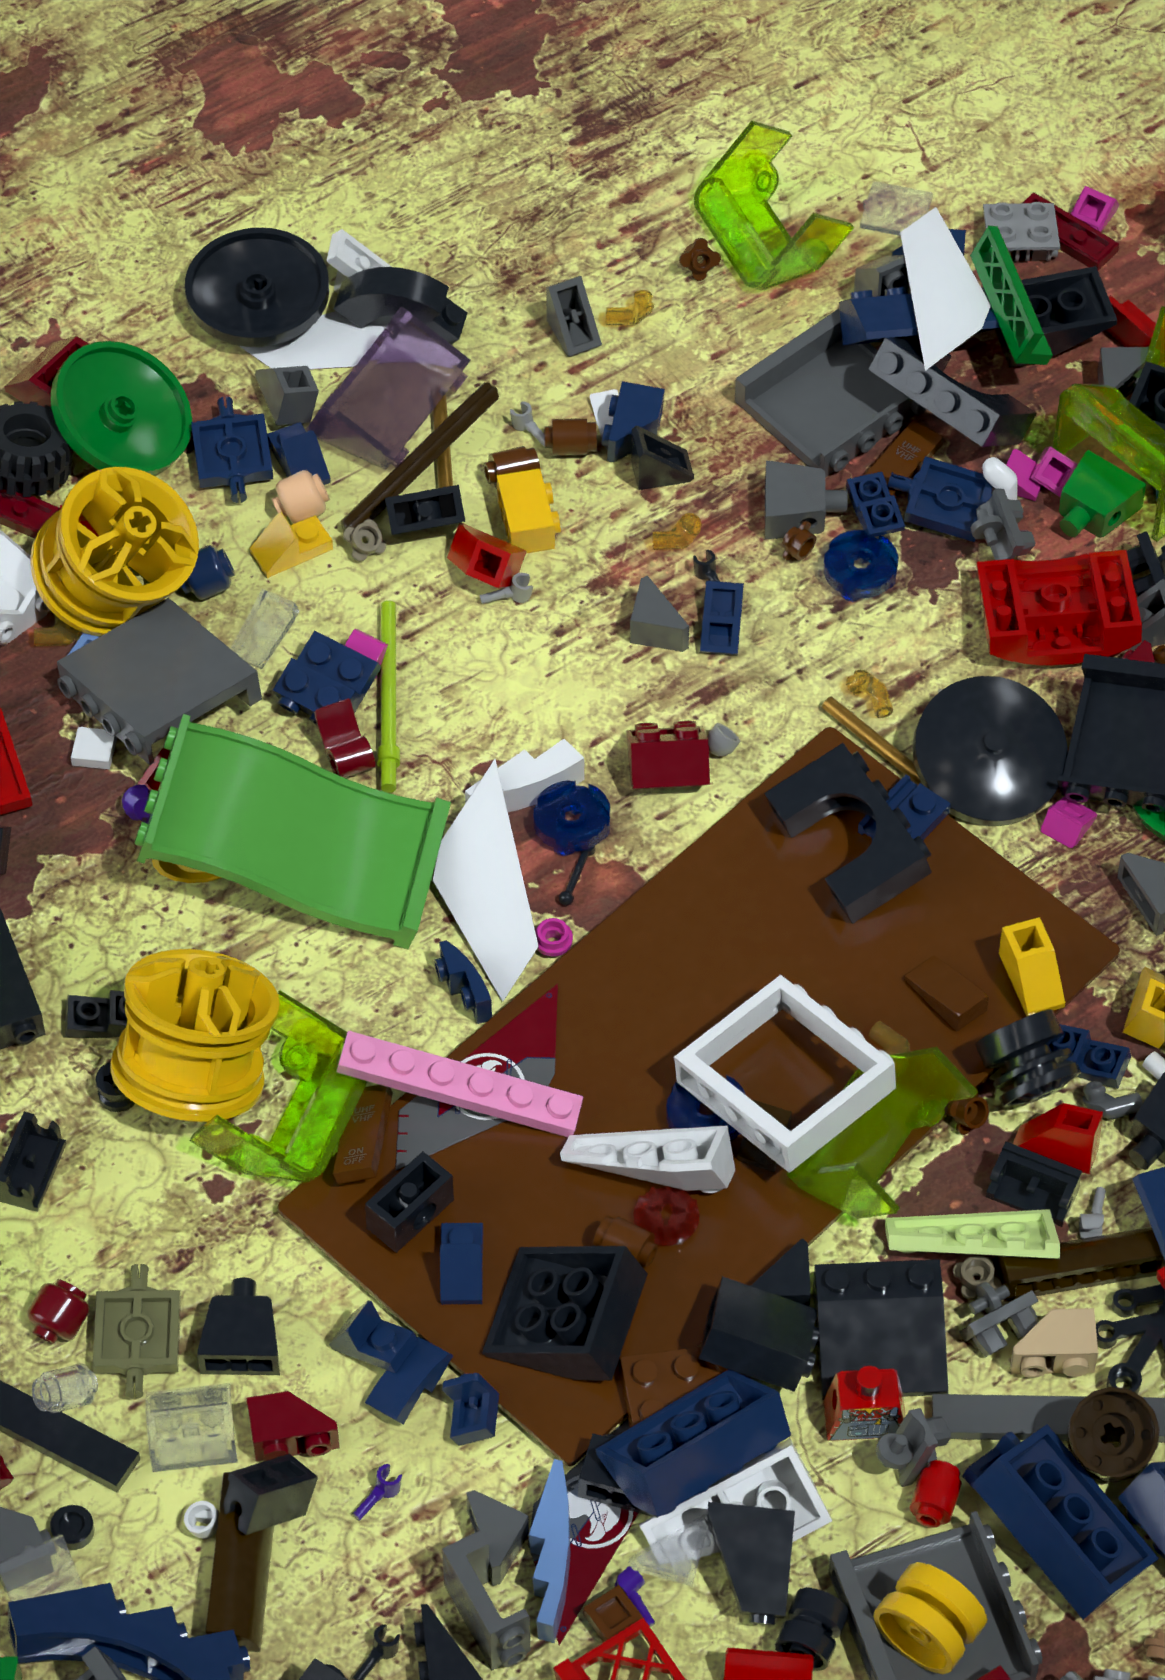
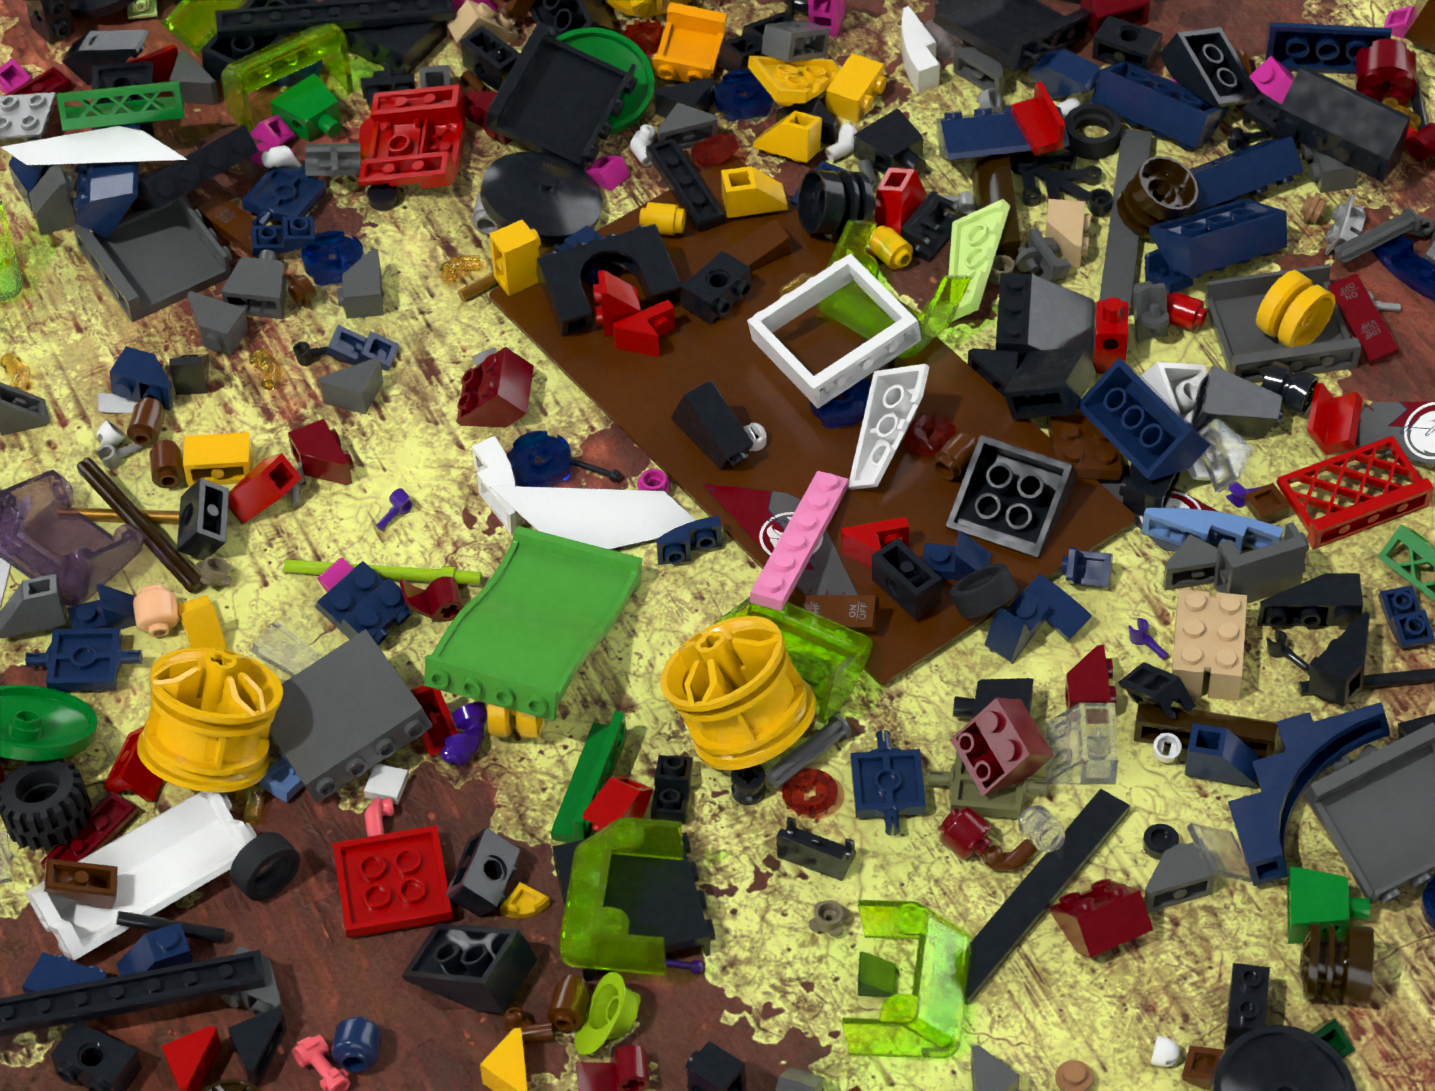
camera: 80 degrees left, 5 degrees down
(31, 1358) = (1009, 861): none -> reddish brown arm
(46, 741) = (375, 813): none -> coral arm
(55, 954) = (618, 799): none -> red slope
(103, 933) = (590, 775): none -> green fence
(104, 1138) = (802, 783): none -> clear red gear
(128, 1227) = (887, 783): none -> dark blue plate
(161, 1138) = (807, 752): none -> dark grey axle
(161, 1324) = (1001, 746): none -> dark red slope
(188, 1573) = (1219, 756): none -> dark blue slope
(364, 1555) = (1210, 639): none -> tan piece
(397, 1284) = (983, 590): none -> black tyre
(471, 1164) = (864, 540): none -> red slope
(489, 696) = (401, 505): none -> dark purple hand
(549, 603) = (321, 453): none -> dark red slope
(556, 405) = (109, 434): none -> white hinge
(625, 973) = (712, 426): none -> black slope
(637, 1030) = (755, 428): none -> white hinge
(730, 471) = (217, 322): none -> dark grey slope
(783, 883) = (642, 330): none -> red slope
(805, 845) = (616, 300): none -> red slope
(816, 601) = (362, 288): none -> dark grey slope
(855, 934) = (716, 287): none -> black brick
(862, 725) = (515, 256): none -> yellow brick
(970, 598) = (382, 196): none -> black tile
(973, 880) = (667, 217): none -> yellow brick
(985, 1141) = (890, 247): none -> yellow brick
(1051, 896) = (686, 185): none -> black tile
(1115, 848) = (639, 142): none -> white arm
(1127, 272) = (103, 49): none -> black slope
(1135, 937) = (715, 149): none -> clear red gear

